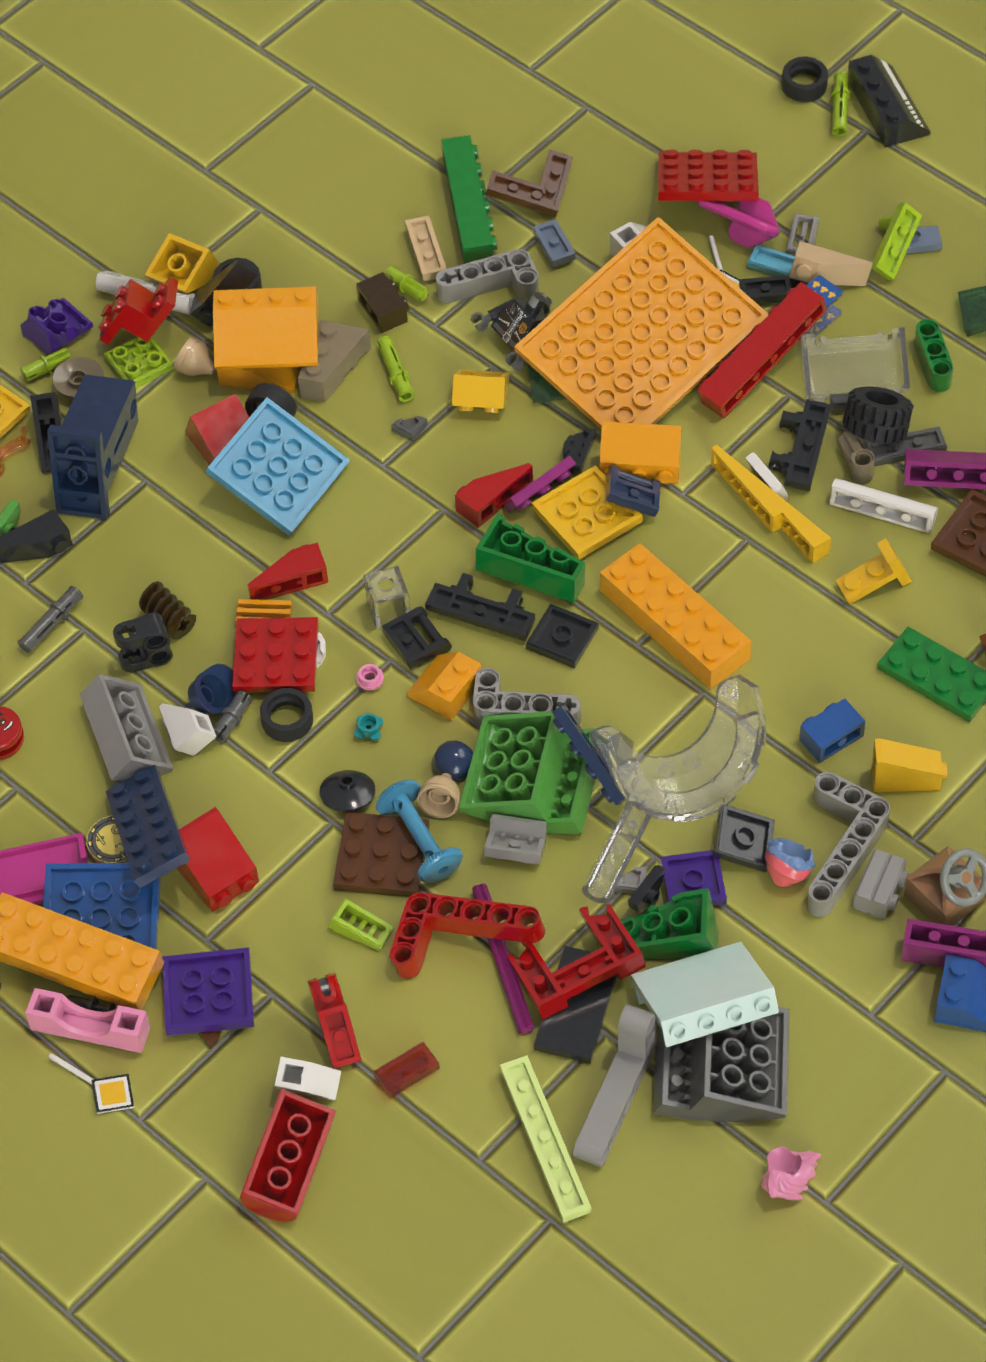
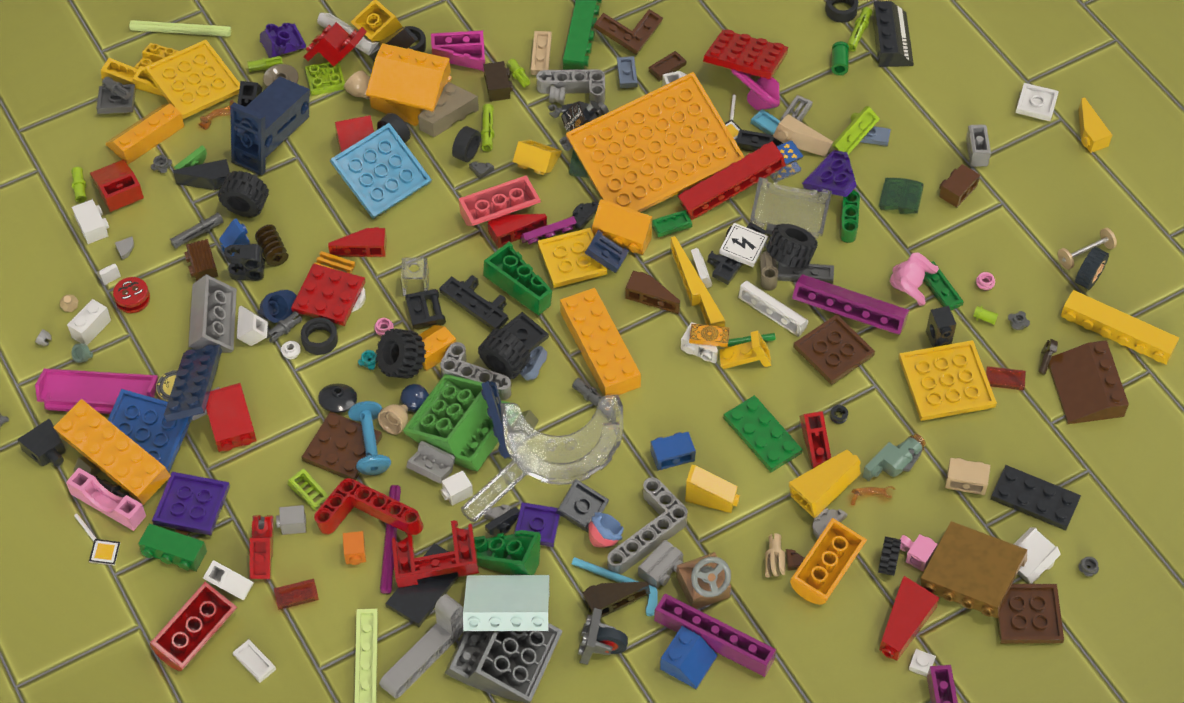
camera: 15 degrees right, 0 degrees up
(33, 981) = (84, 464): none -> olive slope
(75, 658) = (201, 259): none -> reddish brown brick
(100, 550) = (243, 194): none -> black tyre
(112, 610) = (234, 235): none -> blue slope
(208, 1058) = (172, 547): none -> green brick
(256, 750) = (290, 354): none -> white plate
(319, 266) = (460, 47): none -> dark pink wedge
(358, 972) = (292, 520): none -> light grey brick
(379, 398) = (466, 144): none -> black tyre
(386, 1176) = (254, 660): none -> white tile
(398, 710) = (400, 353): none -> black tyre
(457, 464) = (498, 201): none -> coral slope
(460, 984) = (354, 547): none -> orange brick
(473, 299) = (557, 95): none -> light grey wheel
(556, 664) = (504, 353): none -> black tyre
(565, 864) = (456, 488): none -> white brick
(596, 668) = (538, 357): none -> sand blue plate
(604, 220) = (667, 65): none -> reddish brown tile
(689, 687) = (589, 393): none -> dark grey pin
(703, 429) = (671, 223): none -> green plate
(713, 529) = (648, 291): none -> reddish brown slope
(808, 578) = (706, 352): none -> white slope
(811, 431) = (743, 244): none -> white tile
(820, 563) = (709, 335): none -> tile
(832, 149) = (840, 58): none -> green piece
(835, 944) = (614, 596): none -> dark brown slope
(843, 1003) = (600, 638): none -> dark grey plate
(866, 556) = (766, 337): none -> green piece
(879, 922) = (653, 596): none -> medium azure piece
(890, 305) = (833, 175): none -> dark purple plate

